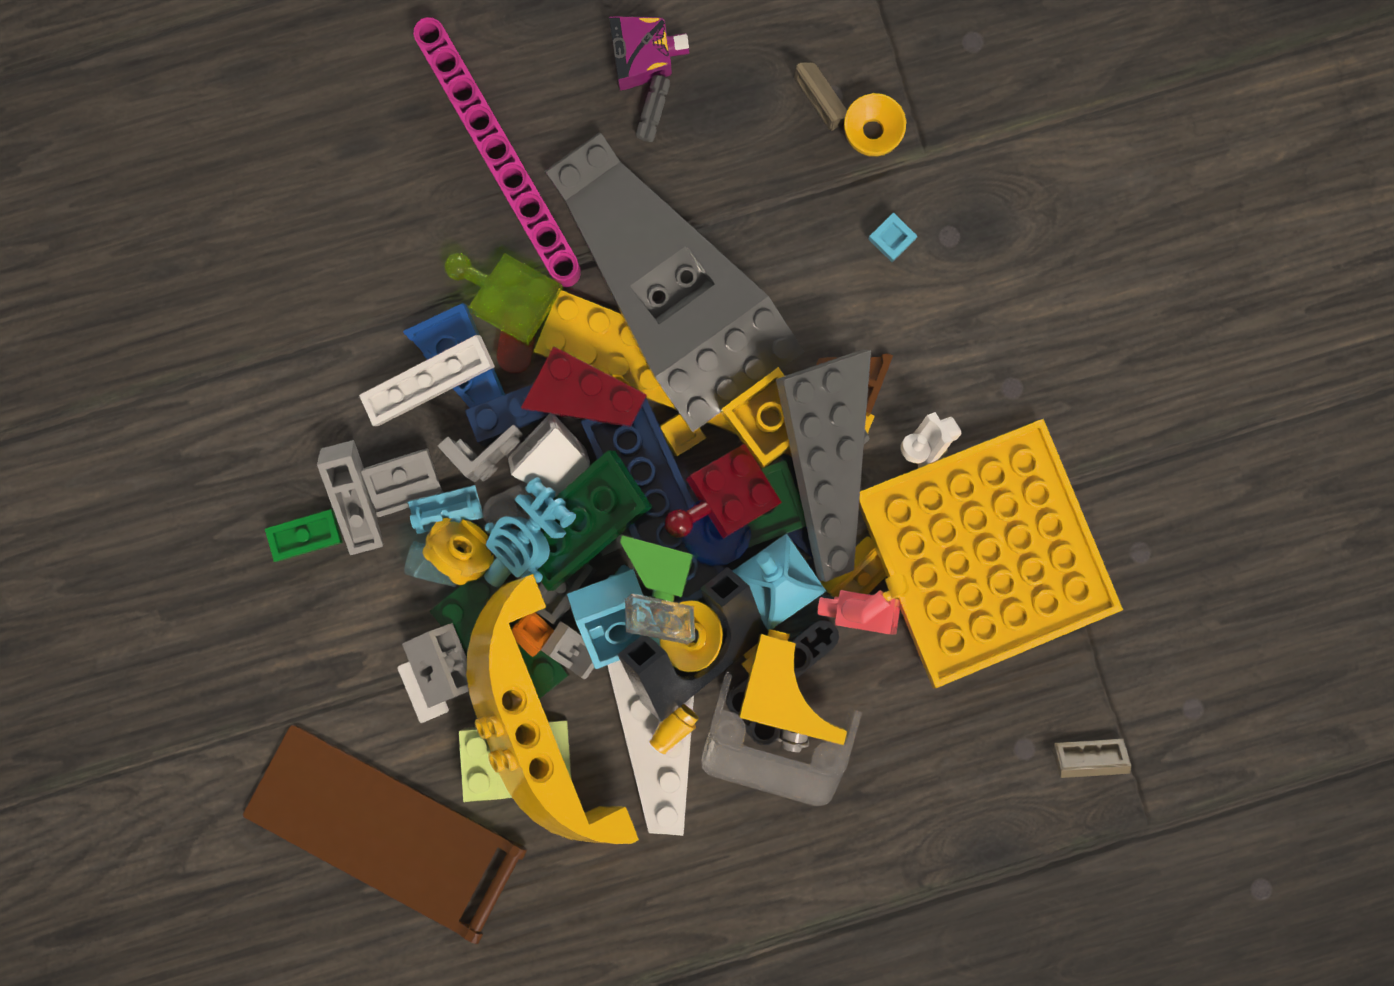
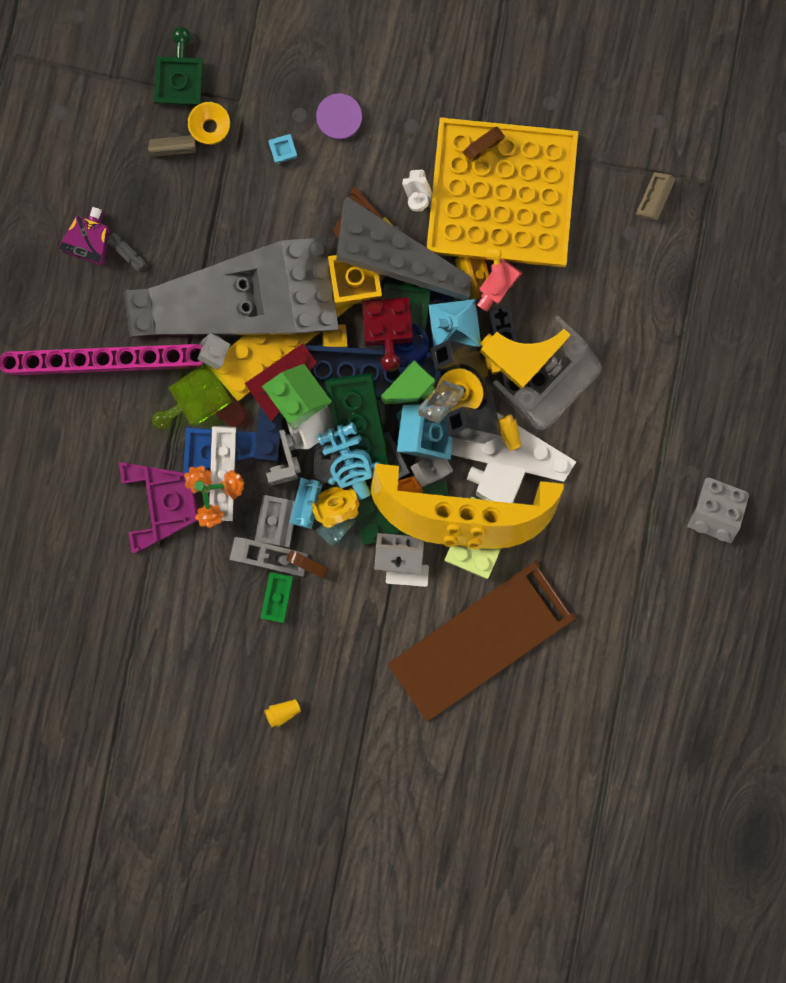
camera: 65 degrees left, 0 degrees up
(157, 620) = (281, 712): none -> yellow cone
(359, 331) = (170, 503): none -> magenta wing
(364, 552) = (307, 564): none -> reddish brown beam
(397, 354) = (200, 481): none -> orange plant
(569, 422) = (296, 395): none -> bright green slope
(579, 285) = (213, 351): none -> light grey bracket
(598, 748) = (497, 482): none -> white torso
(914, 57) = (178, 78): none -> dark green plate
(974, 288) = (339, 116): none -> medium lavender tile
(1038, 495) = (483, 144): none -> reddish brown beam

